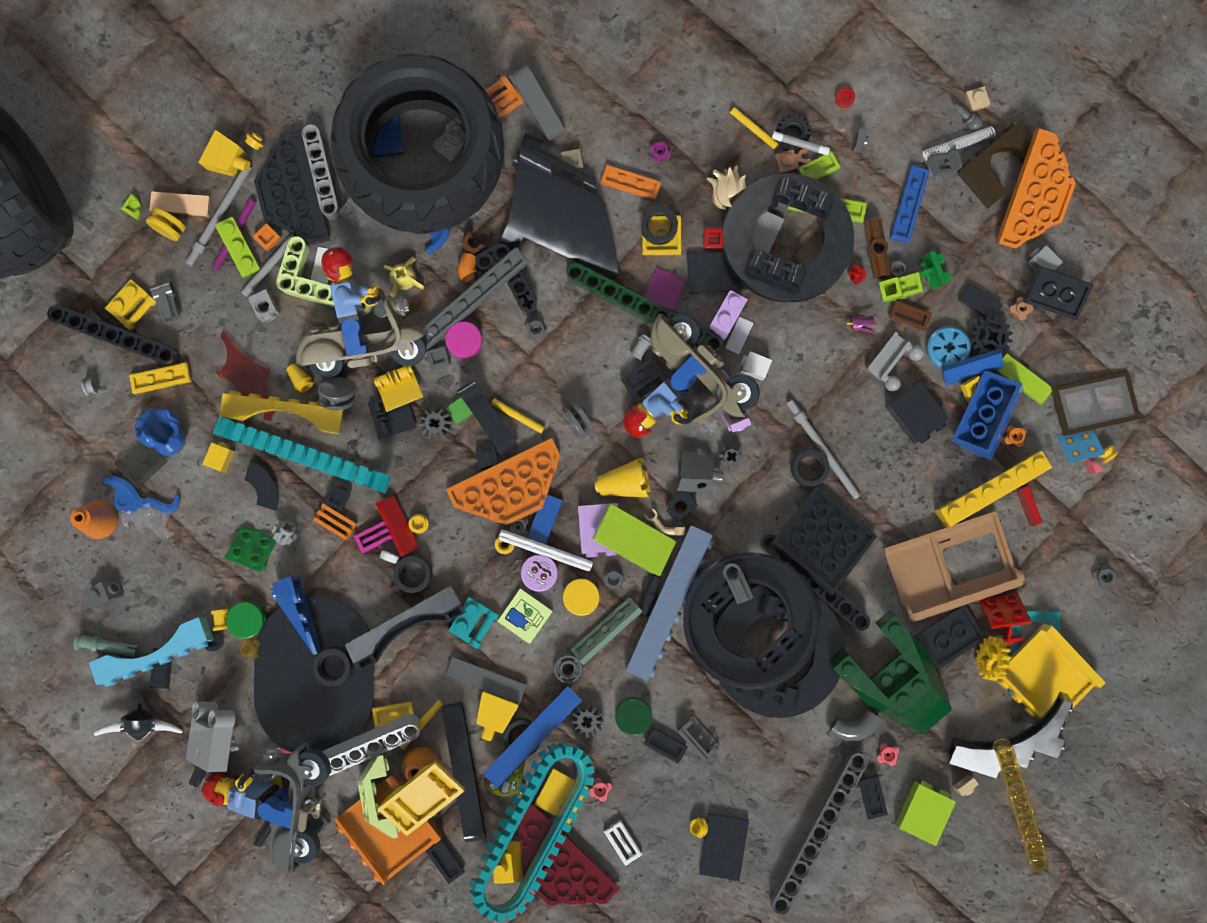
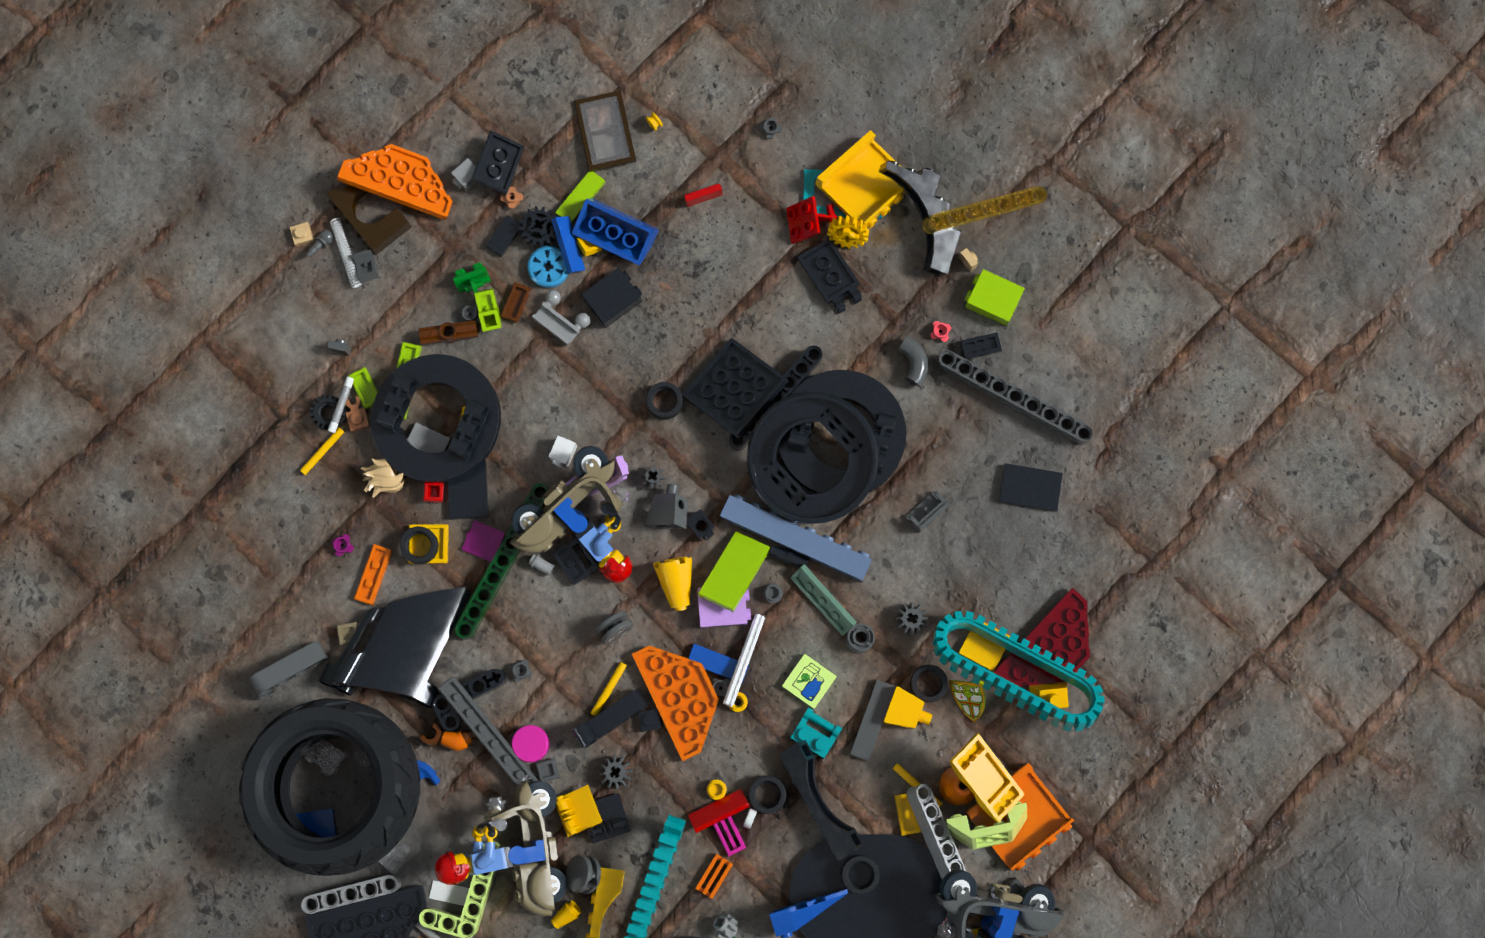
camera: 85 degrees left, 5 degrees down
(337, 498) = (690, 873): black plate -> none
(402, 276) = (463, 807): light yellow piece -> none
(445, 861) = (1051, 760): black tile -> none
(459, 411) = (602, 748): bright green tile -> none
(464, 771) = (954, 742): black beam -> none
(507, 100) = (282, 699): orange plate -> none
(532, 736) = (927, 672): blue tile -> none
(539, 573) = (766, 666): lavender head -> none
(581, 597) = (790, 624): yellow head -> none
(606, 787) = (983, 606): coral plate -> none
(613, 827) = (1042, 576): white tile -> none
(633, 716) = (906, 573): dark green head -> none
(665, 530) = (725, 540): tan arm -> none
(665, 745) = (934, 542): black tile -> none
(699, 827) = (1012, 511): yellow plate -> none
(727, 314) = (512, 477): lavender brick -> none
(738, 585) = (778, 467): dark grey piece -> none
(739, 335) = (531, 468): white sticker -> none
(800, 417) = (615, 408): light grey bar -> none
(845, 97) = (294, 361): red tile -> none
(857, 273) = (473, 352): red plate -> none
(859, 321) = (521, 350): flat silver piece -> none
(905, 686) = (875, 312): dark green wedge -> none
(909, 204) = (405, 301): blue tile -> none
(924, 578) = (770, 294): medium nougat piece -> none
(993, 489) = (687, 227): yellow arch -> none
(1019, 432) = (632, 201): orange plate -> none
(1080, 446) = (646, 146): dark azure sticker -> none
(1092, 467) = (664, 137): coral tile -> none

